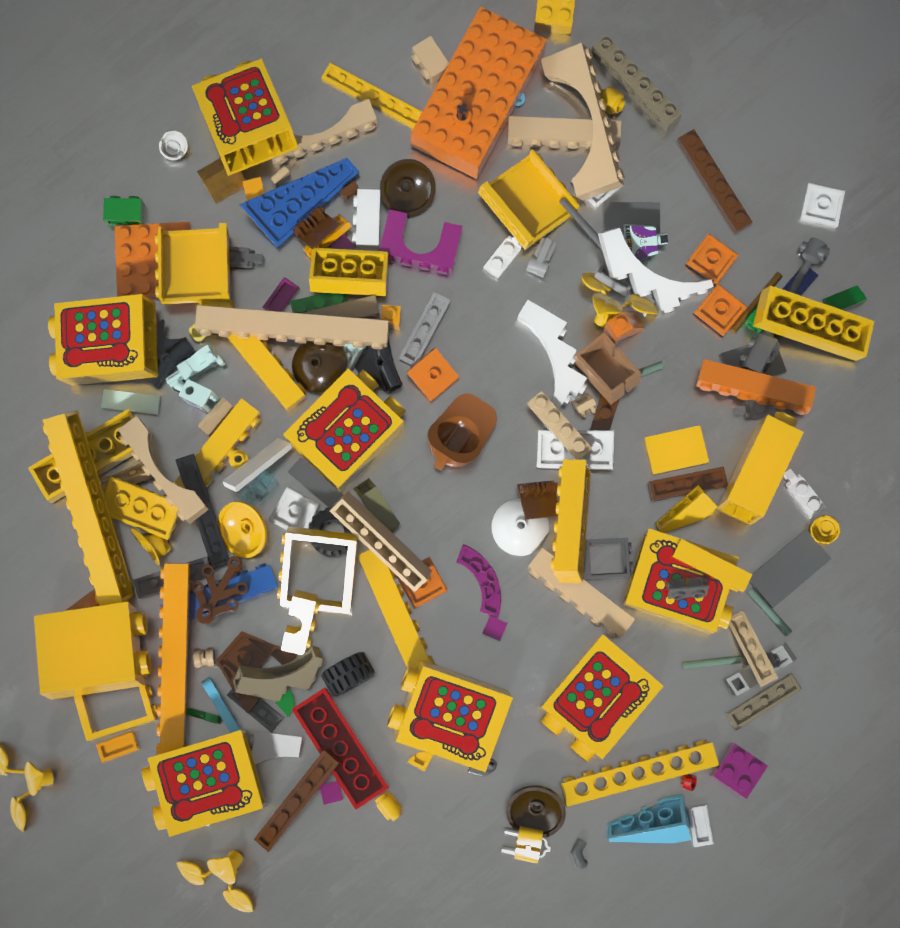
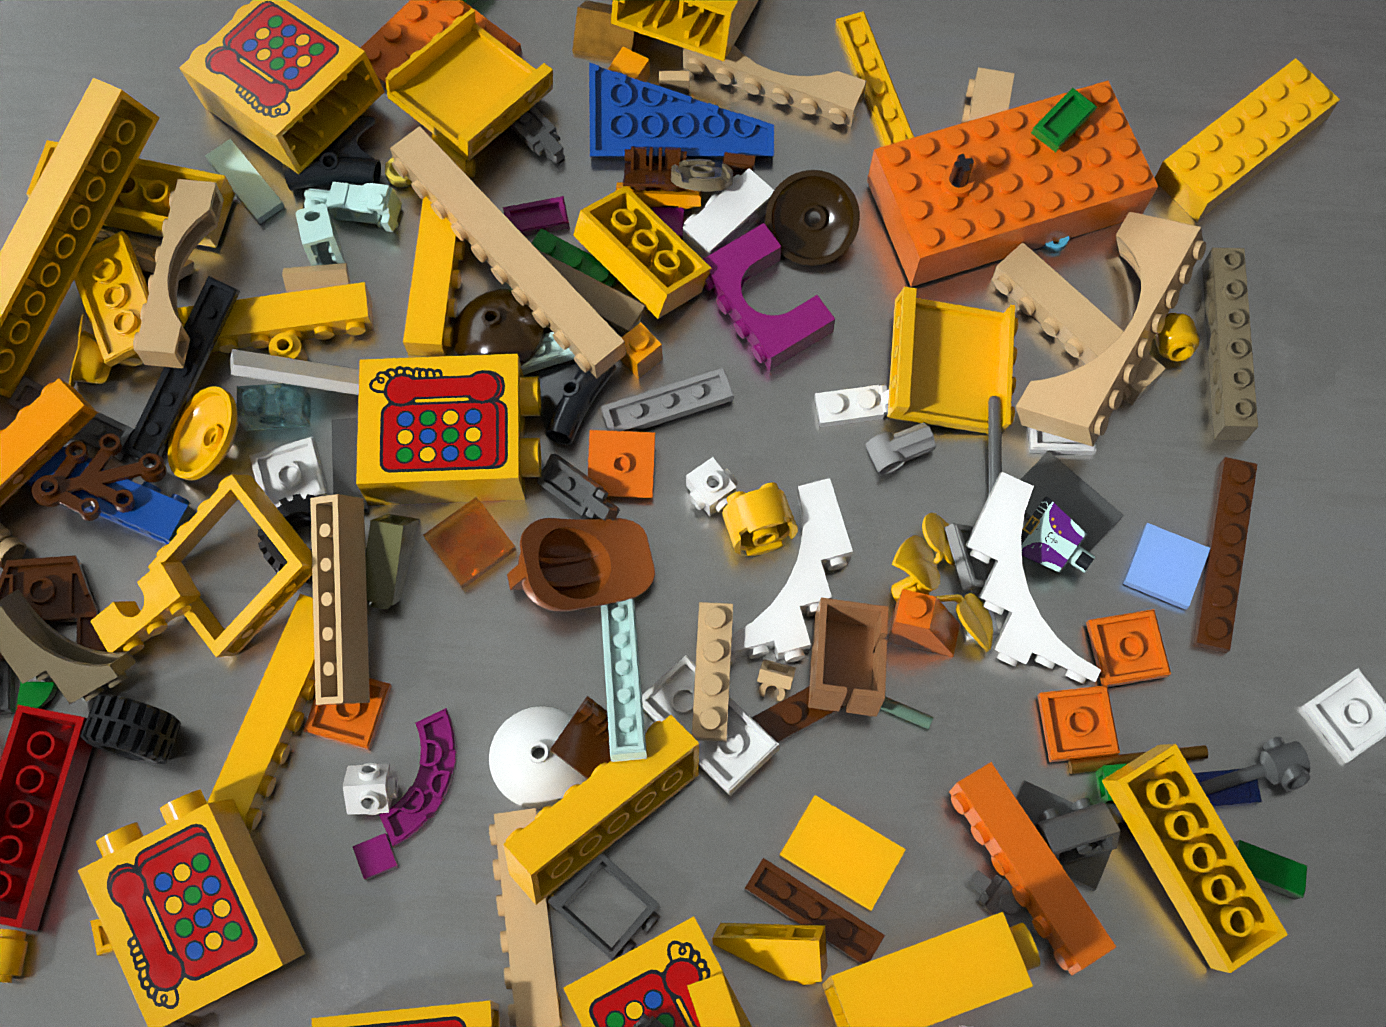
camera: 45 degrees right, 10 degrees down
(341, 212) = (701, 175): none -> dark tan tile
(402, 467) = (469, 542): none -> clear orange plate
(425, 403) = (576, 489): none -> dark grey hinge
(467, 604) = (369, 789): none -> white brick
(478, 343) = (710, 486): none -> white brick
(481, 44) = (1064, 120): none -> green tile
(515, 345) = (759, 520): none -> yellow brick
(528, 463) = (623, 682): none -> light aqua tile
(696, 208) = (1166, 566): none -> light blue tile

